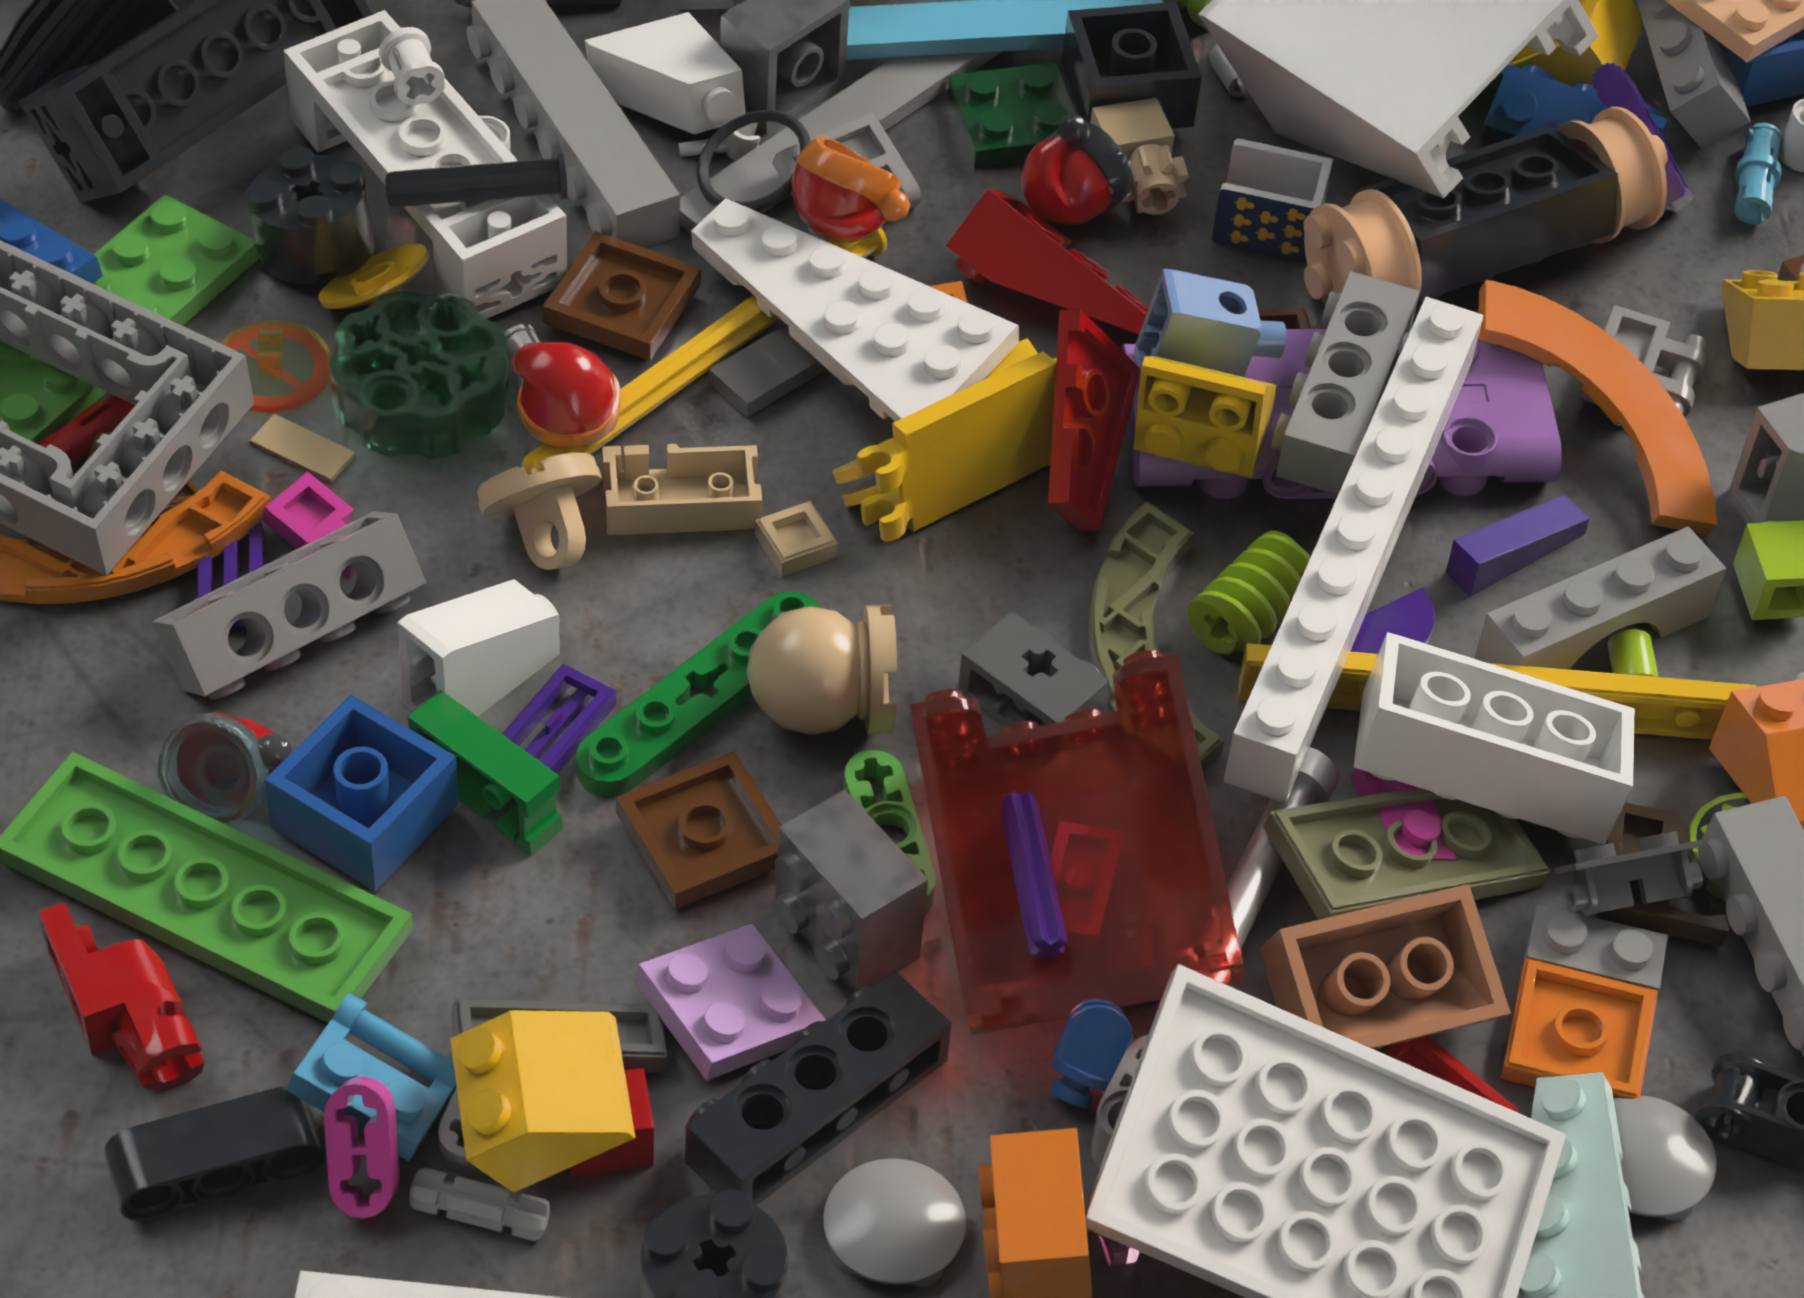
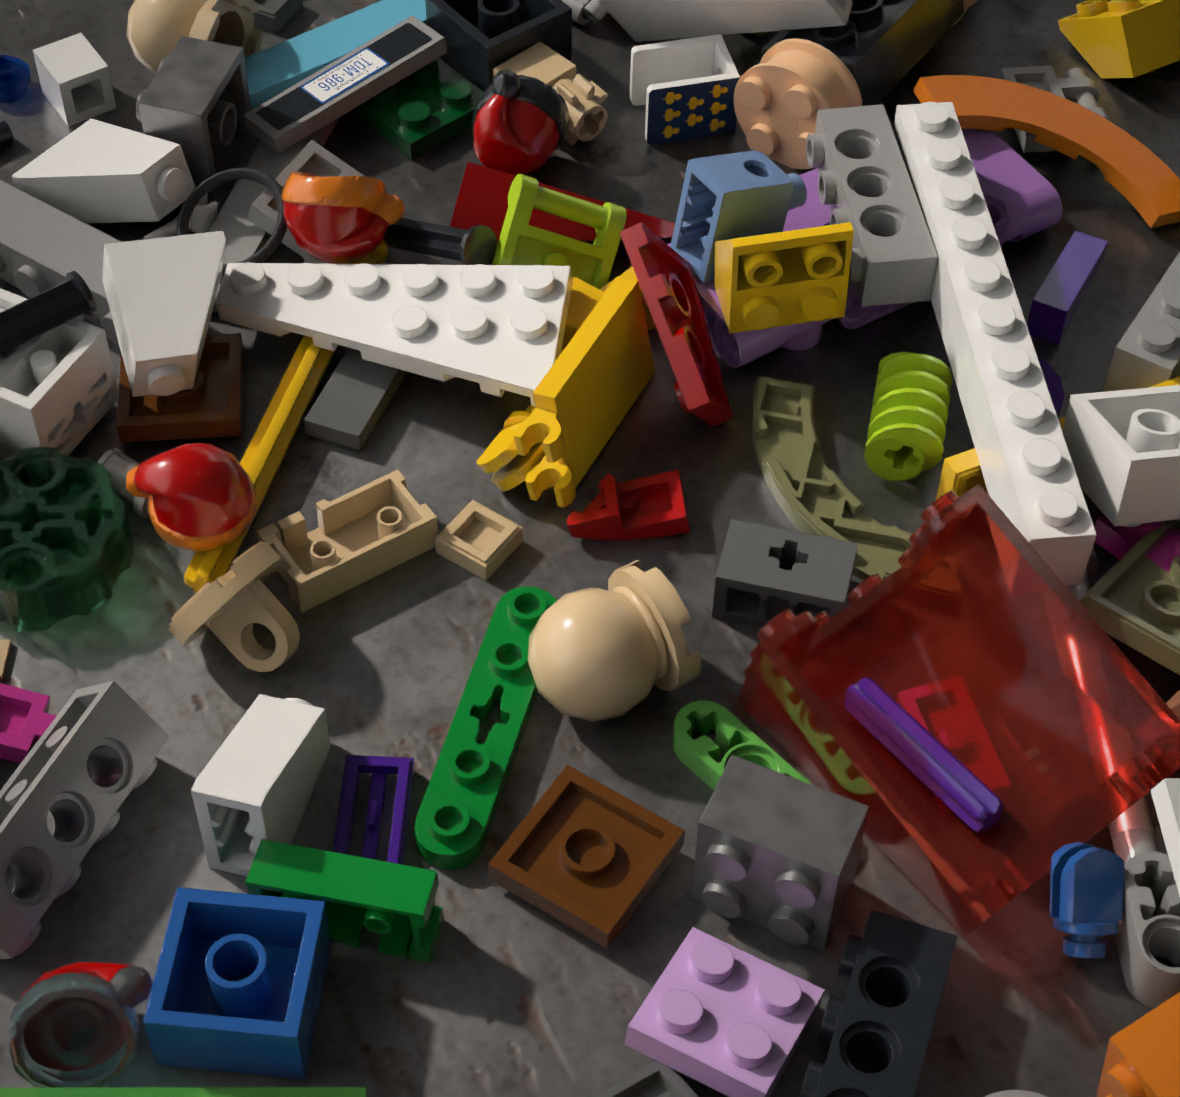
camera: 25 degrees left, 0 degrees up
(638, 216) = (163, 306): none -> white slope
(945, 270) = (469, 246): none -> black axle
(947, 68) = (345, 84): none -> tile
(950, 571) = (634, 509): none -> red slope
(1011, 299) = (535, 246): none -> lime plate

